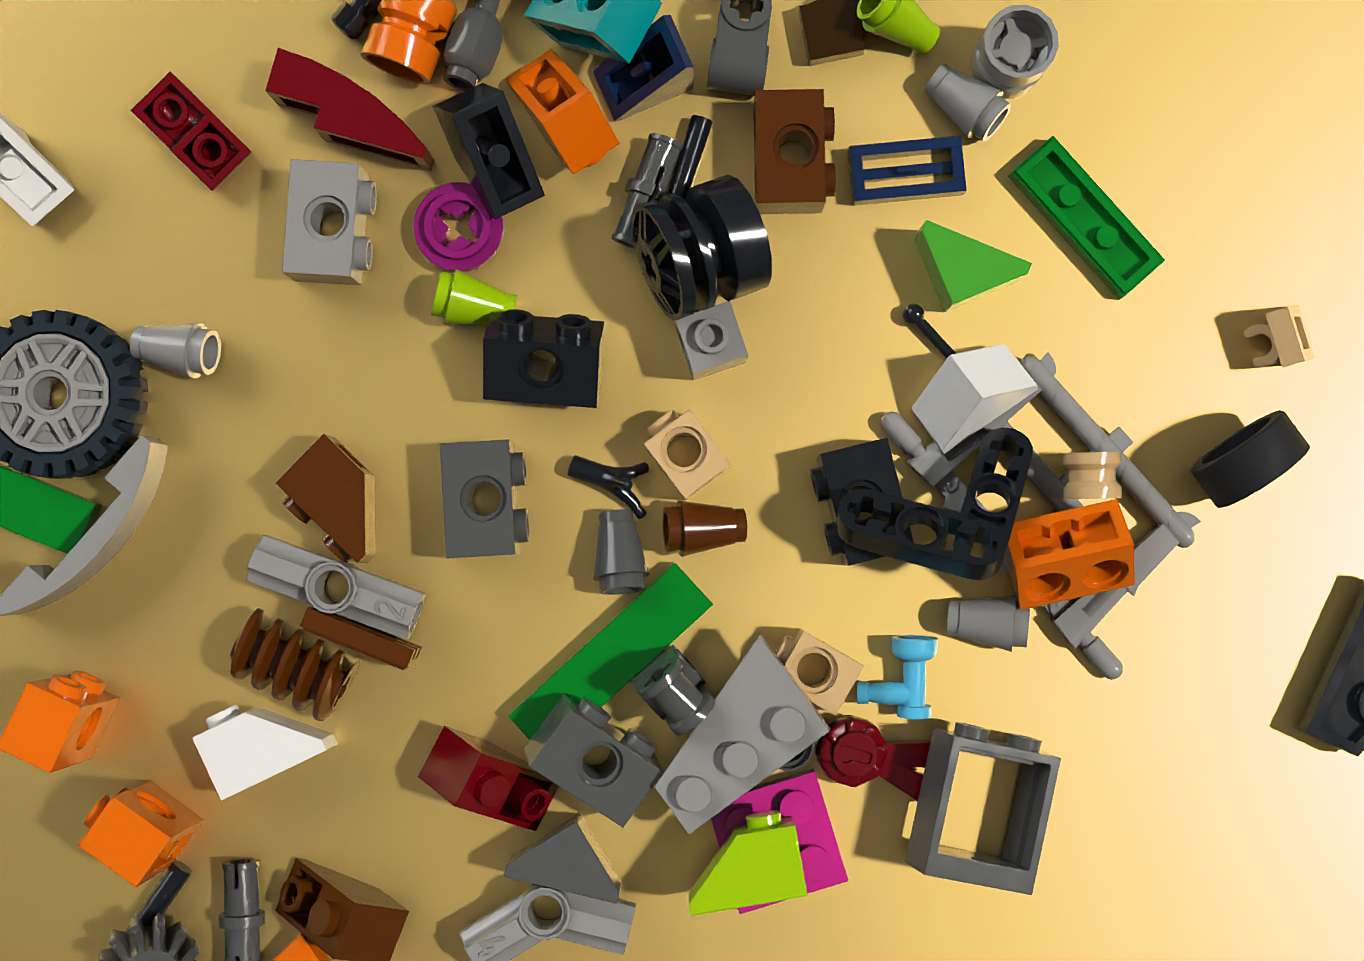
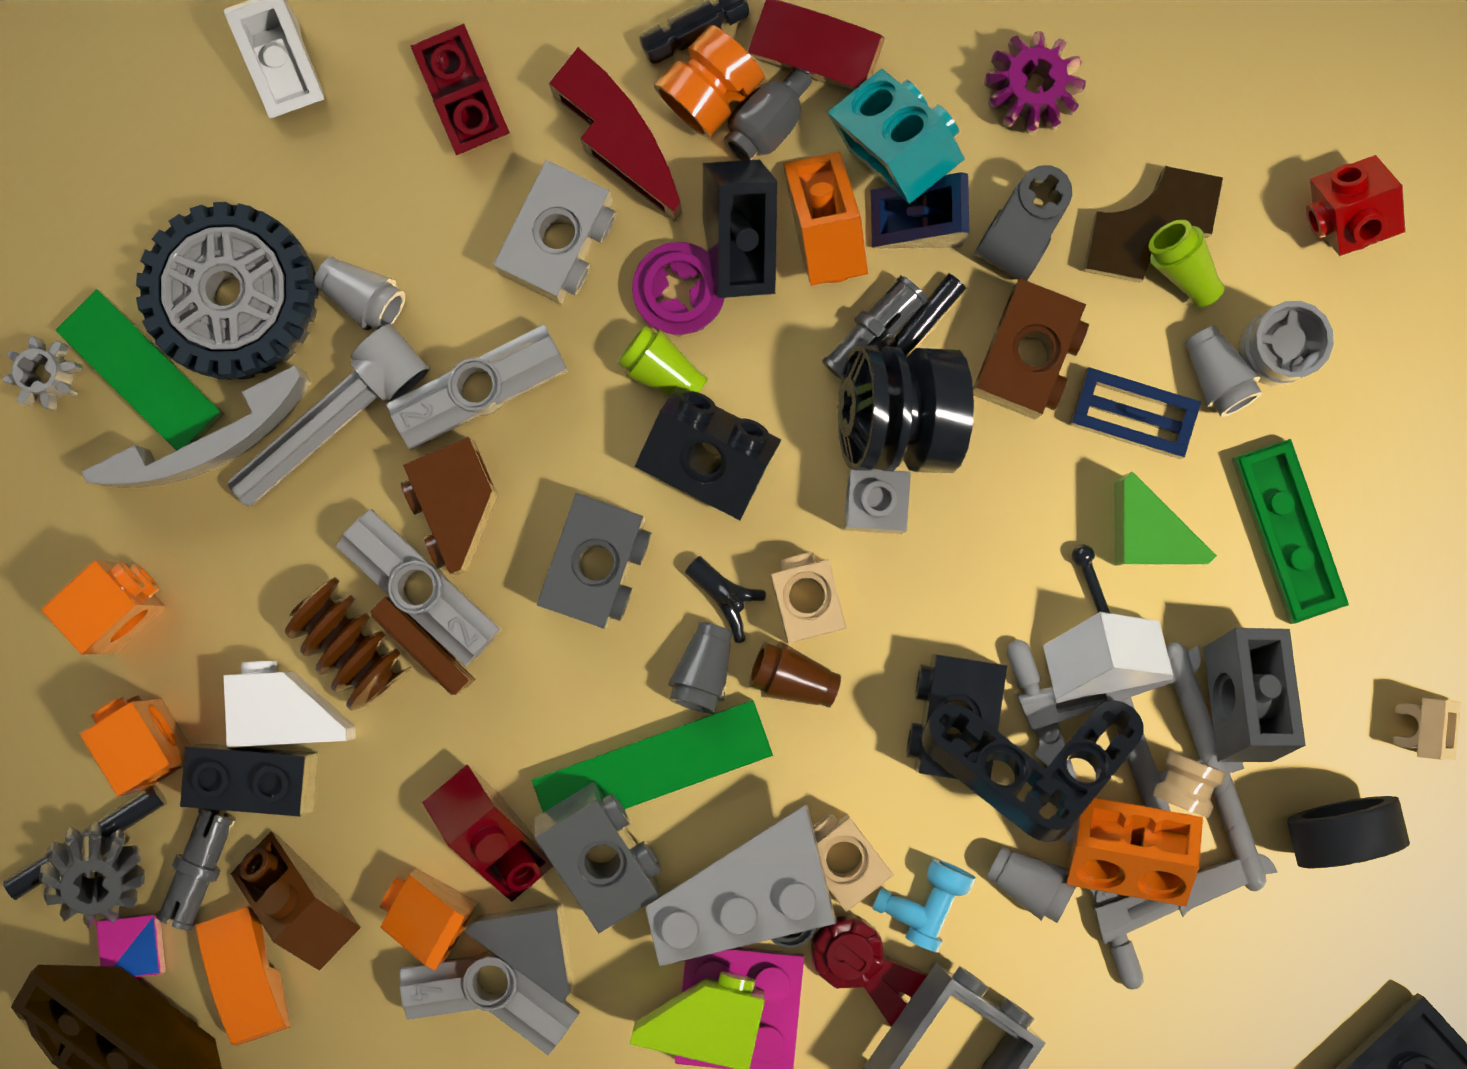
camera: 20 degrees right, 0 degrees up
(225, 406) = (383, 368): none -> light grey axle
(254, 821) = (248, 779): none -> black brick
(288, 414) = (442, 405): none -> light grey piece
(464, 877) = (426, 916): none -> orange slope
(675, 691) = (702, 823): dark grey piece -> none
(1116, 372) = (1254, 695): none -> dark grey brick

